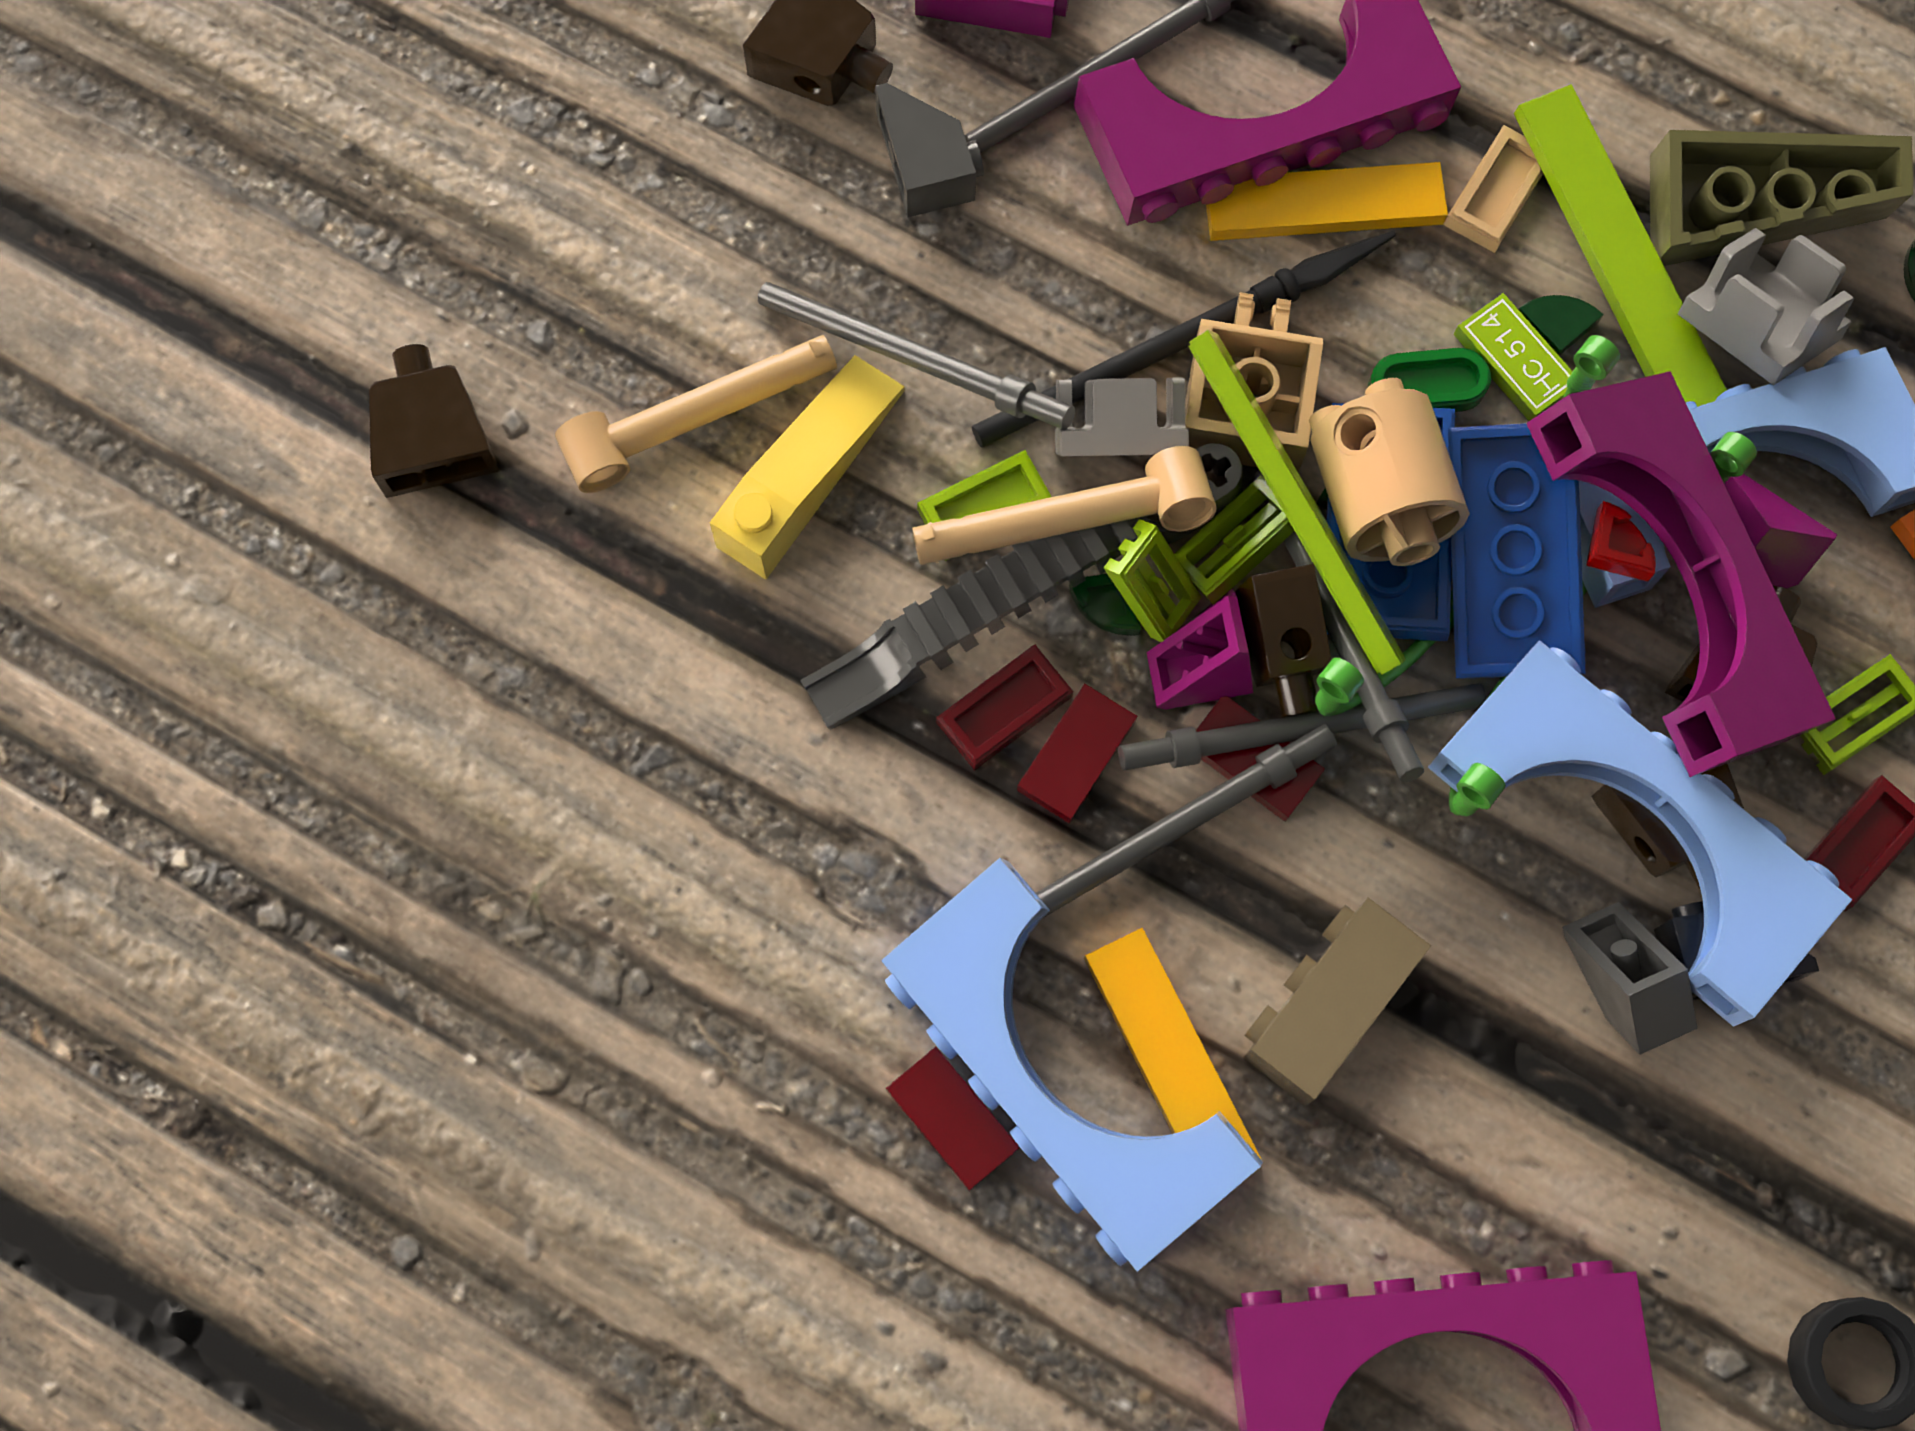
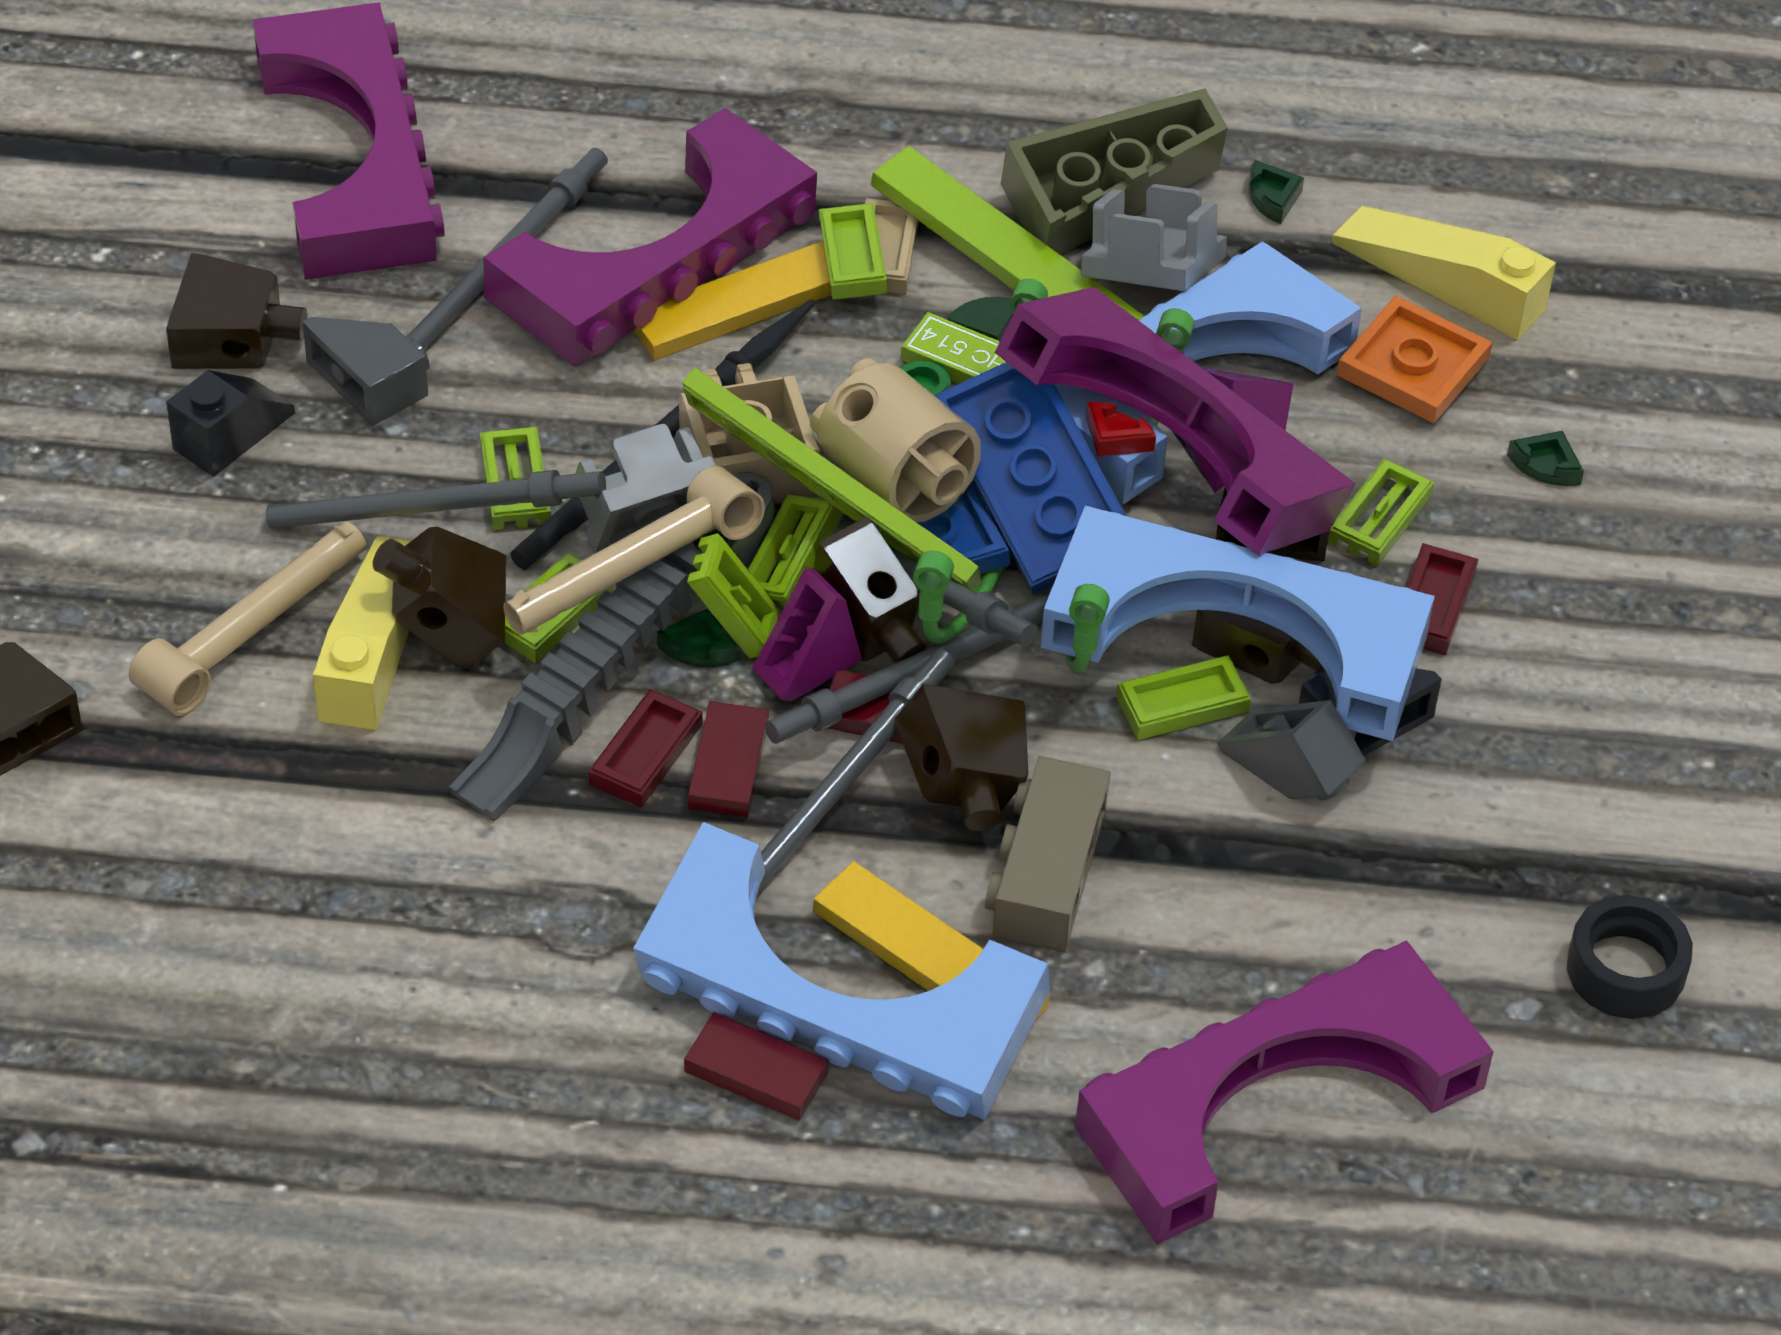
camera: 25 degrees left, 25 degrees down
(767, 161) = (223, 418): none -> black slope
(880, 467) = (447, 592): none -> dark brown torso
(1027, 289) = (522, 511): none -> lime tile
(1302, 858) = (966, 750): none -> dark brown torso
(1458, 192) = (853, 251): none -> lime tile
(1552, 860) = (1183, 697): none -> lime tile

